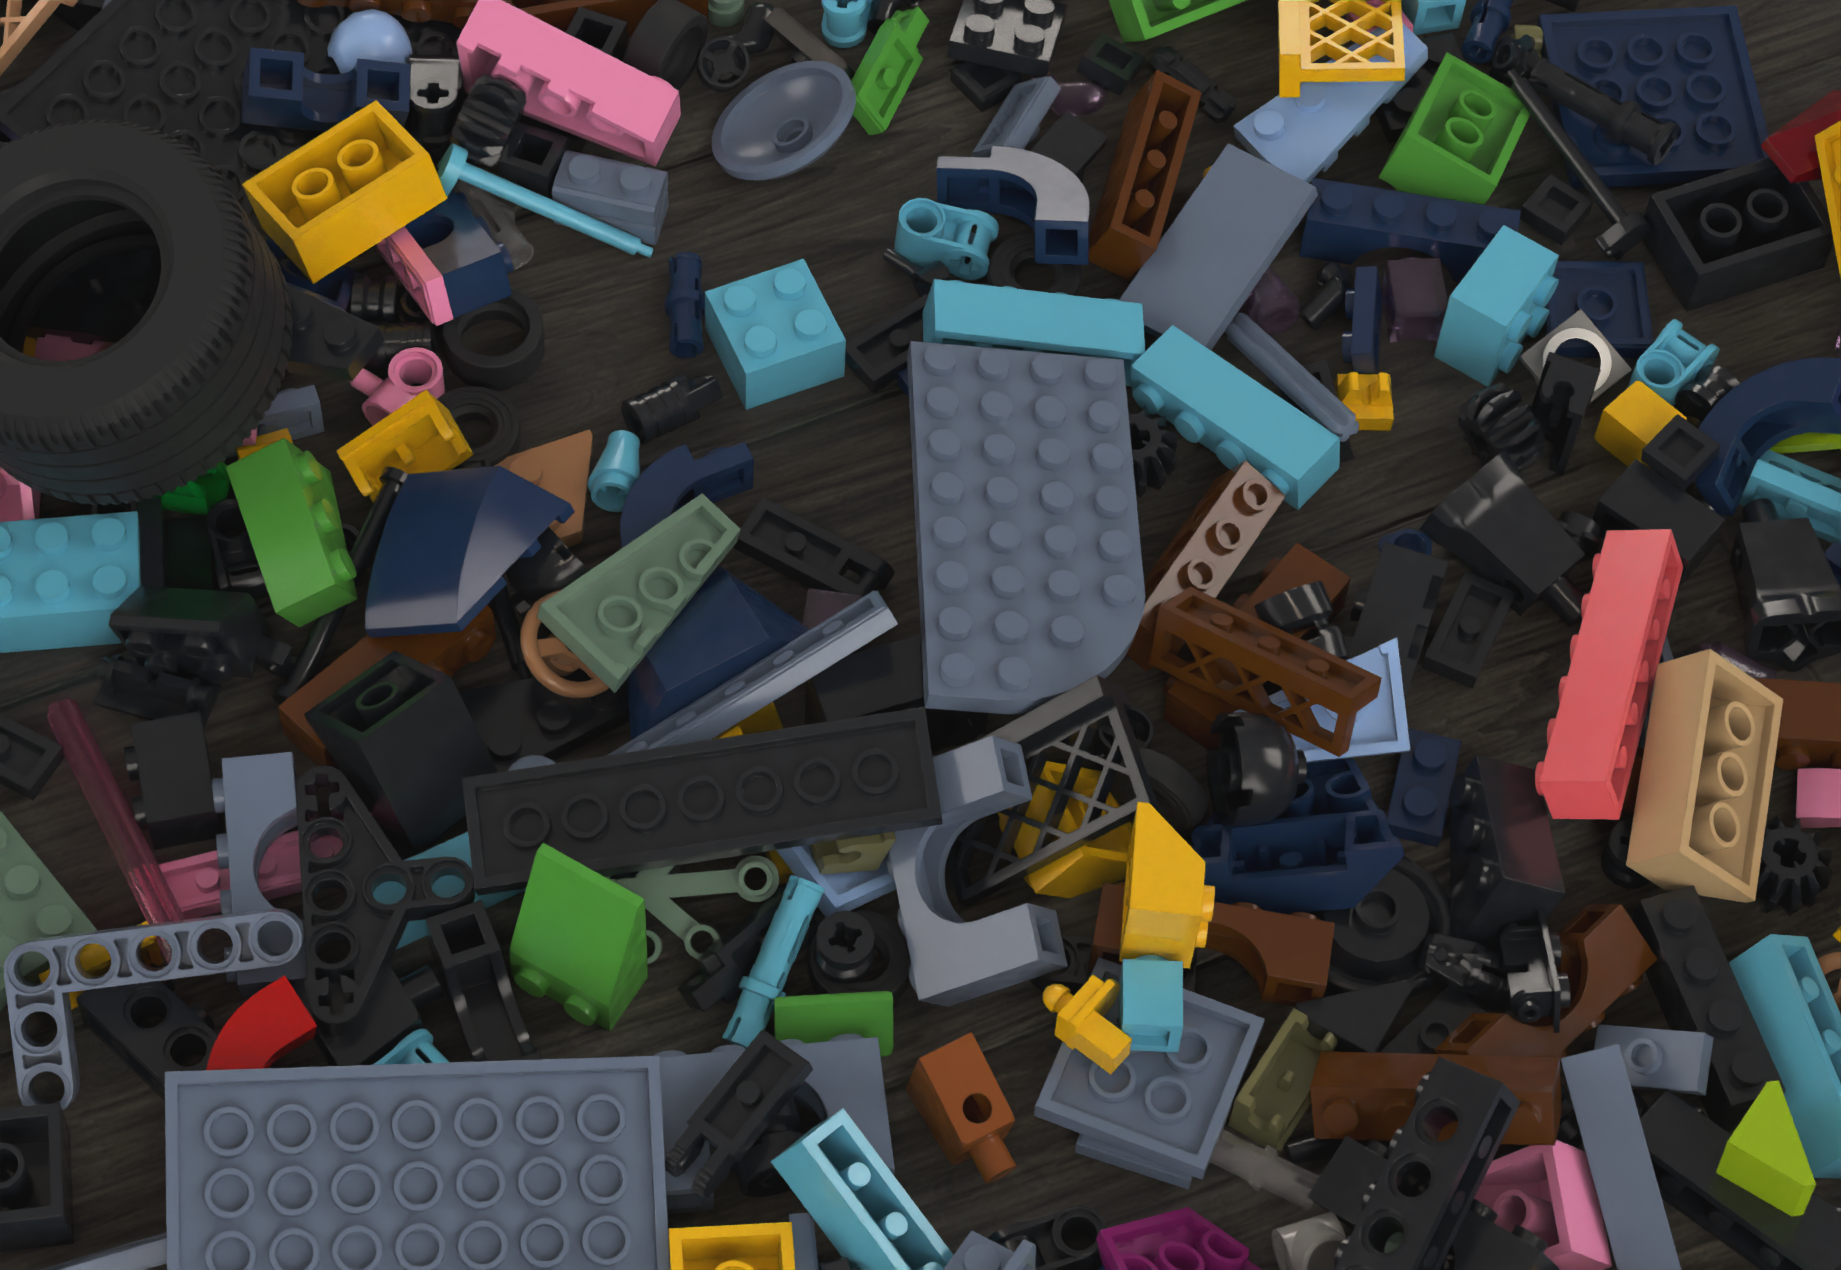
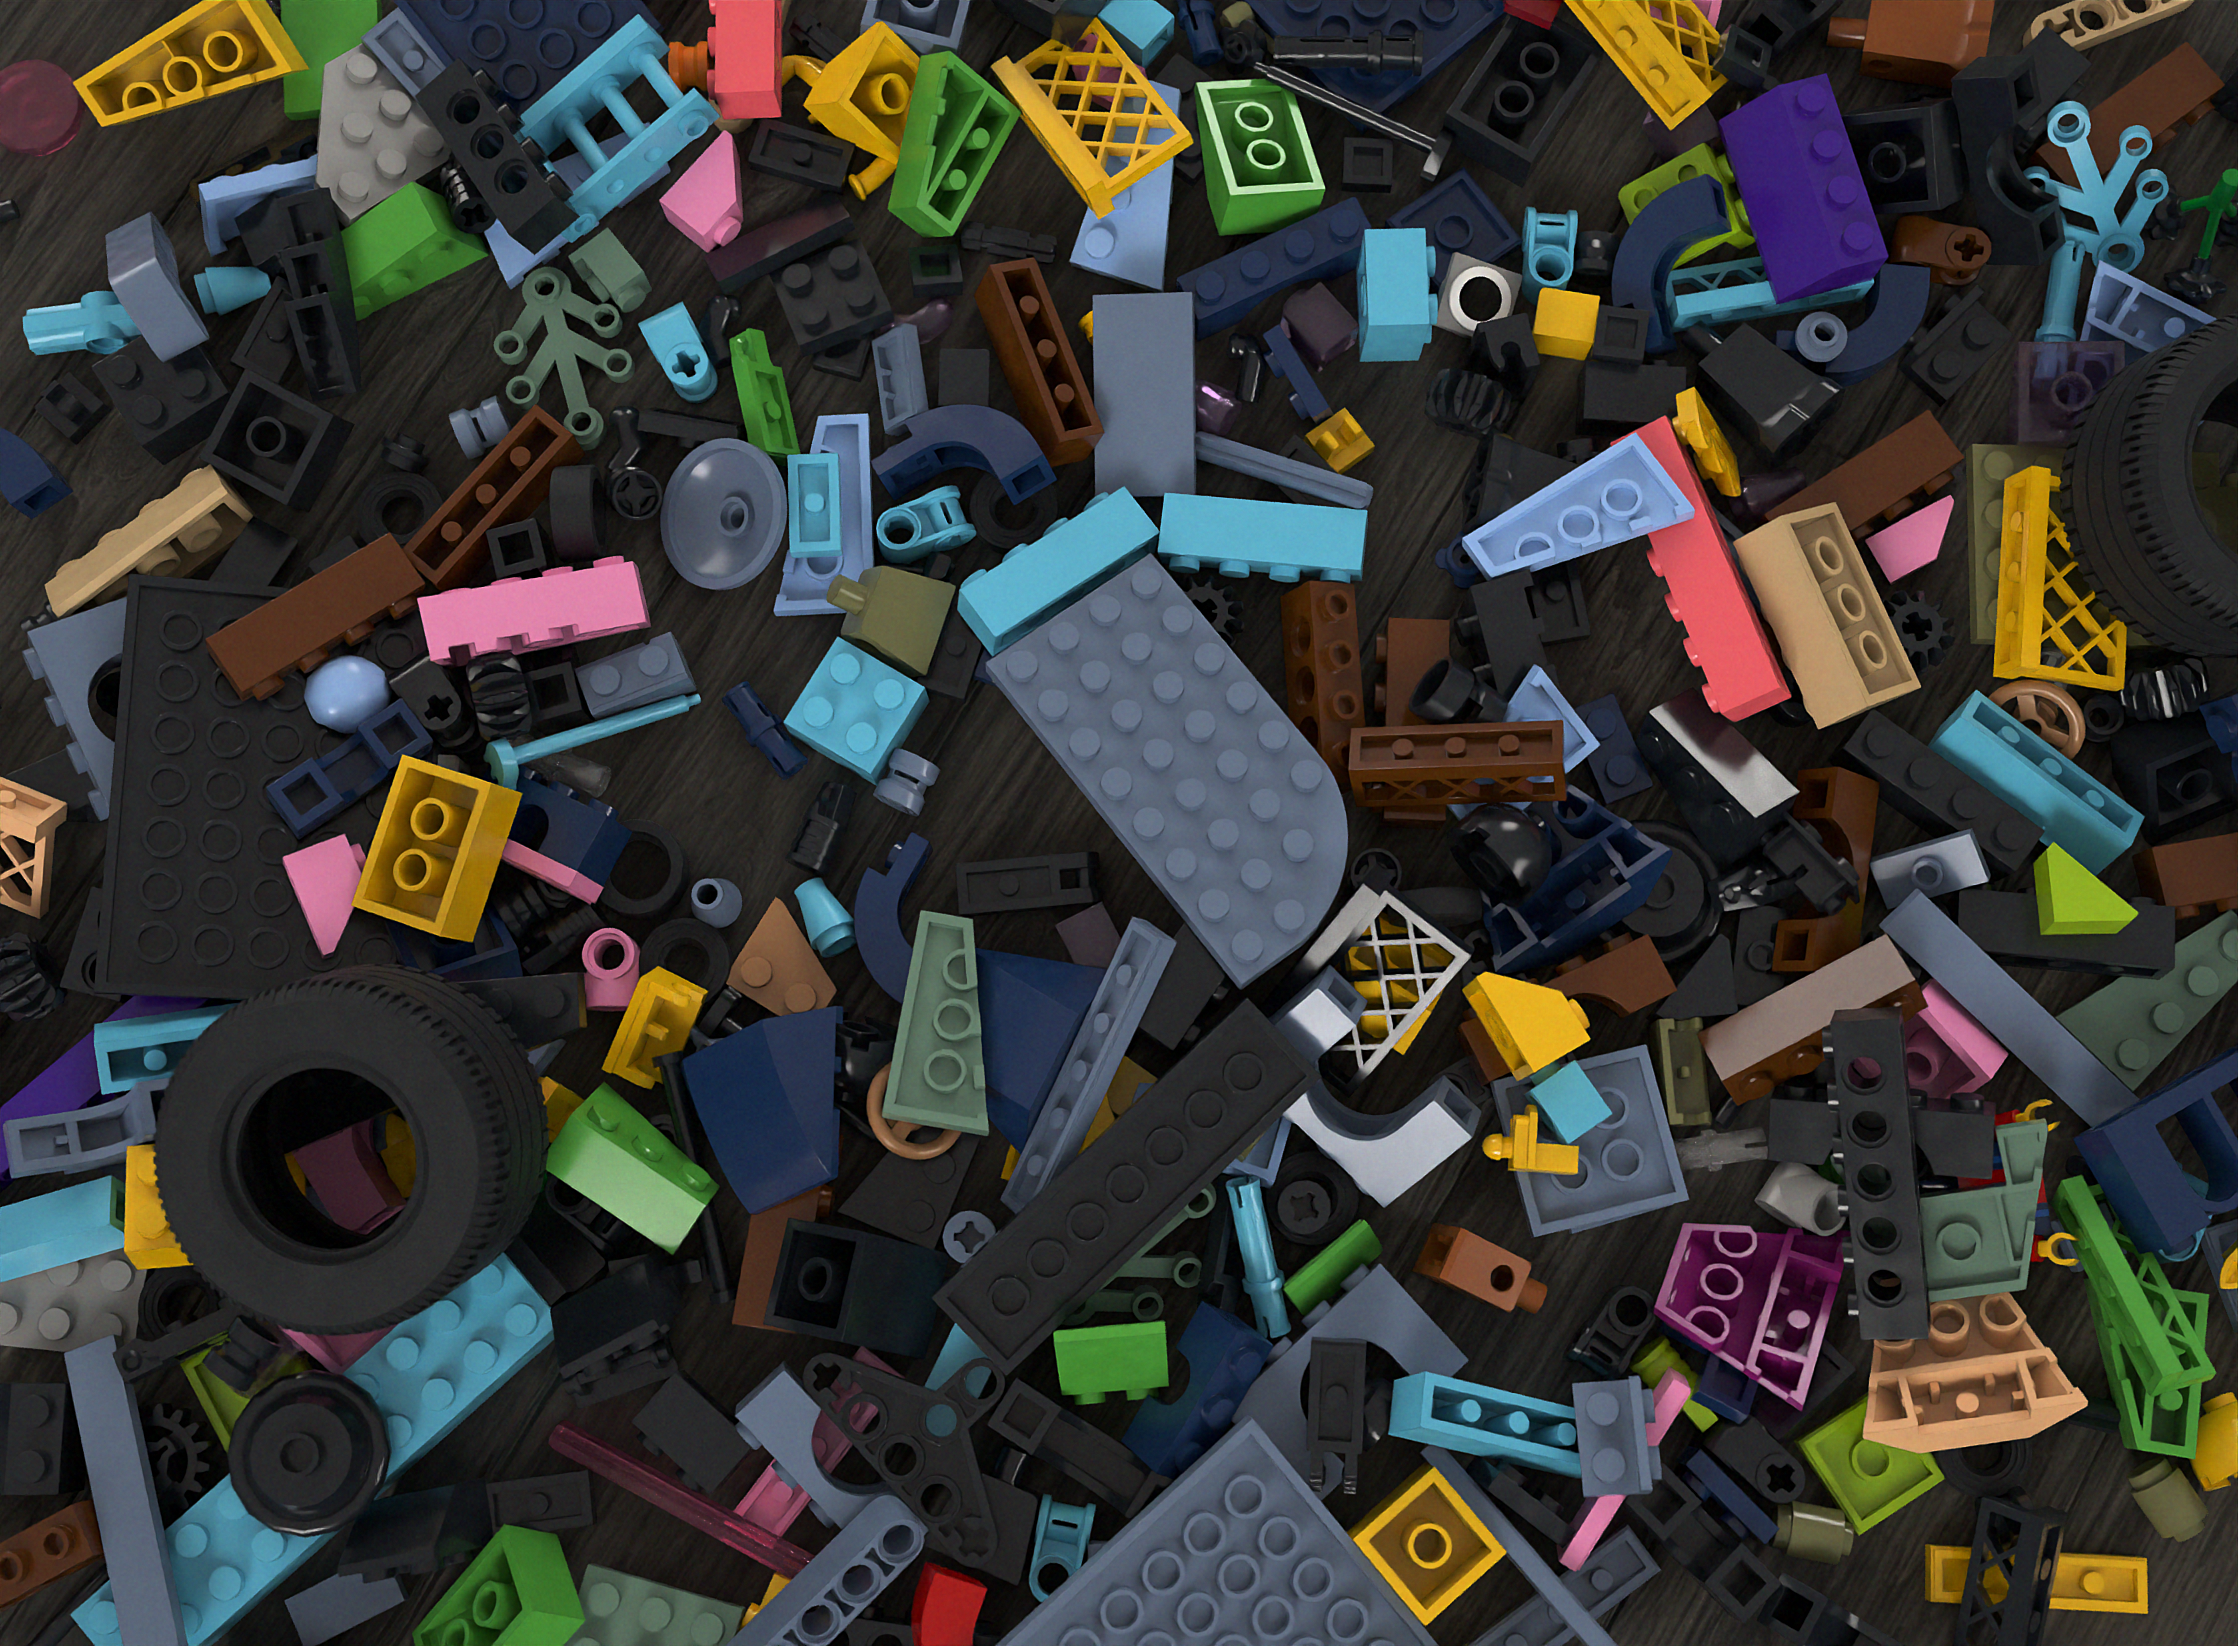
camera: 30 degrees left, 20 degrees up
(241, 151) = (325, 886): none -> bright pink slope
(536, 395) = (725, 907): none -> sand blue cone
(661, 1017) = (1223, 1365): none -> dark blue arch
(772, 413) = (906, 782): none -> sand blue wheel
(861, 204) = (809, 578): none -> light blue wing
(865, 158) = (815, 505): none -> medium azure plate
(865, 275) = (893, 615): none -> olive torso
(1539, 554) = (1588, 509): none -> light blue wing
(1701, 594) = (1712, 451): none -> yellow plate

